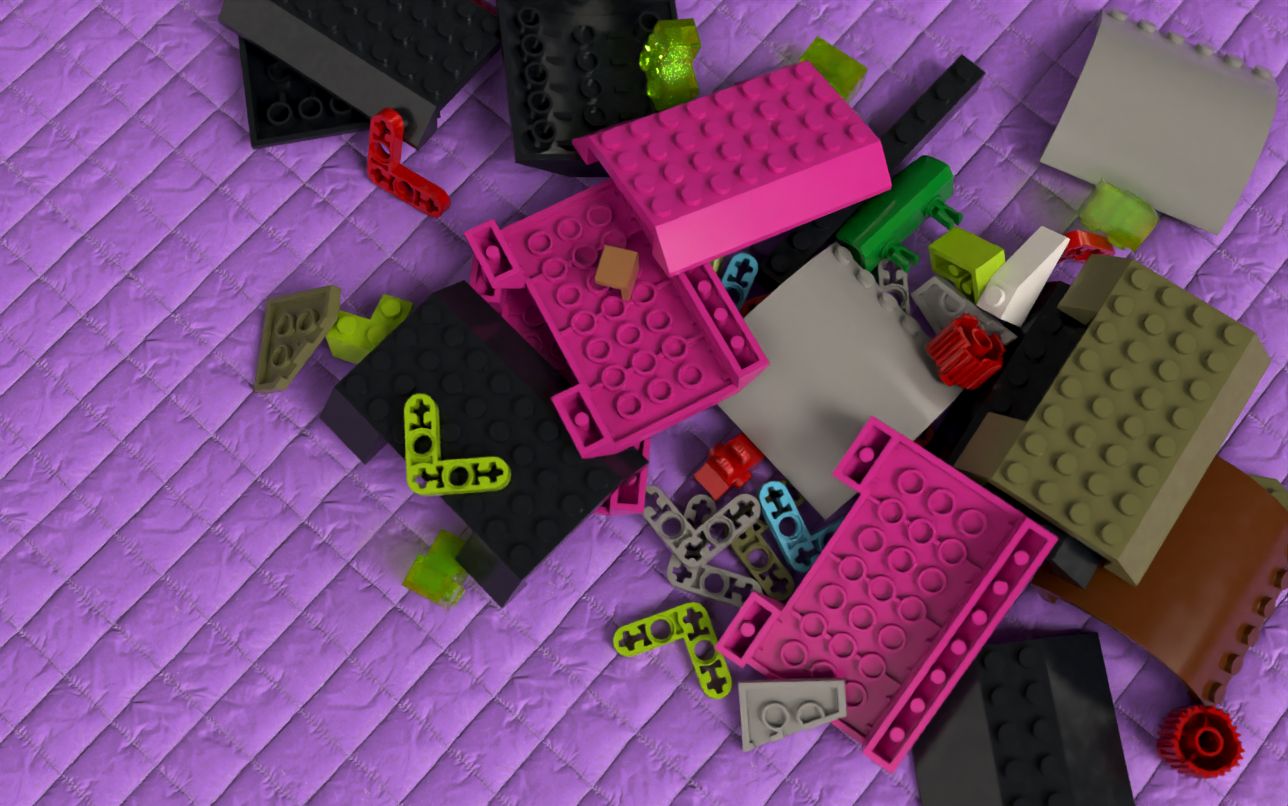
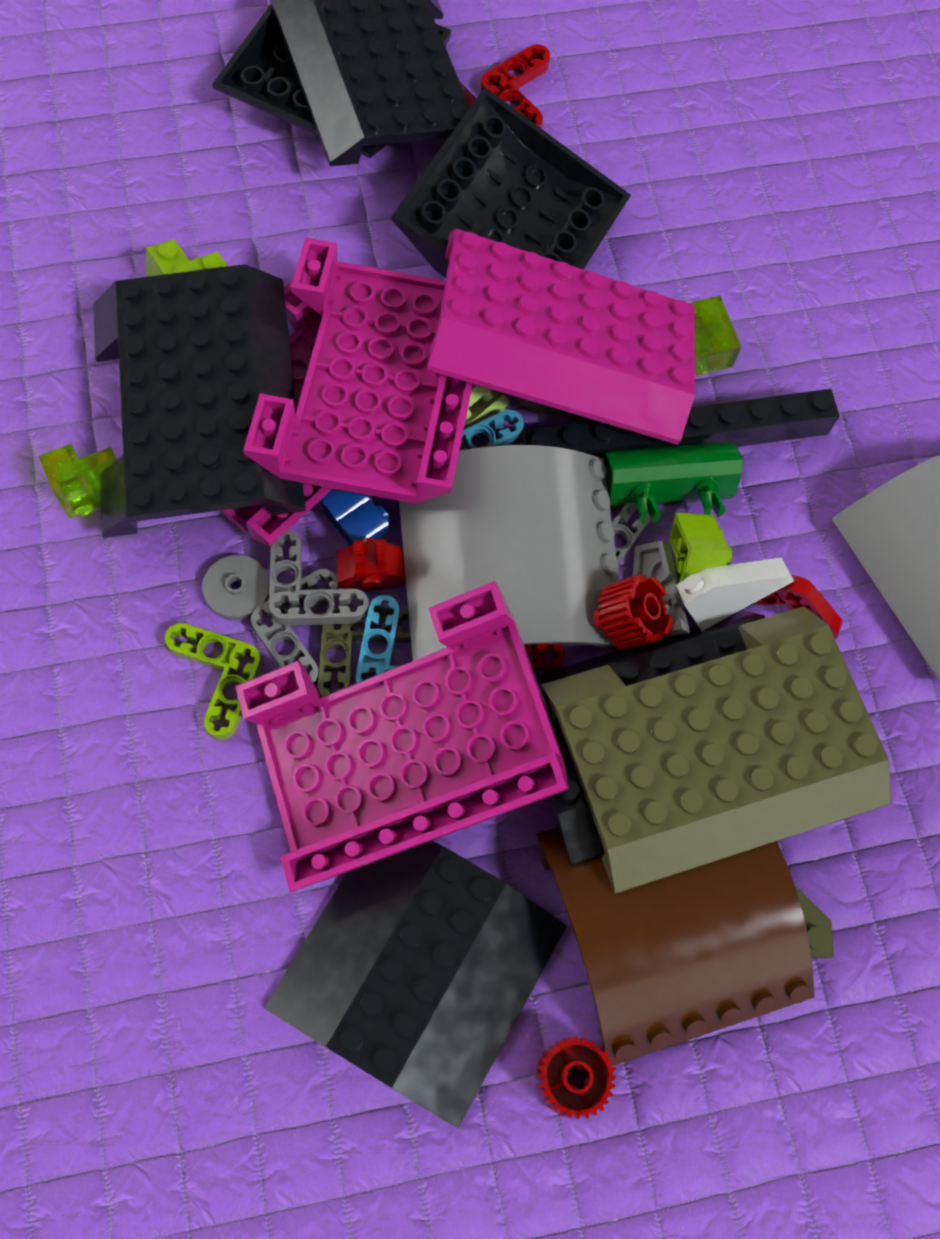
camera: 30 degrees right, 5 degrees down
(291, 334) = (128, 234): olive plate -> none
(389, 174) = (300, 172): red beam -> none
(432, 462) = (134, 381): lime beam -> none
(618, 270) = (398, 344): medium nougat panel -> none
(638, 582) = (240, 602): none -> light grey plate
(669, 61) = (580, 227): clear neon green brick -> none
(686, 439) = (354, 515): none -> blue brick
(786, 706) = (256, 778): light grey wing -> none
(1119, 215) = (859, 599): clear neon green brick -> none

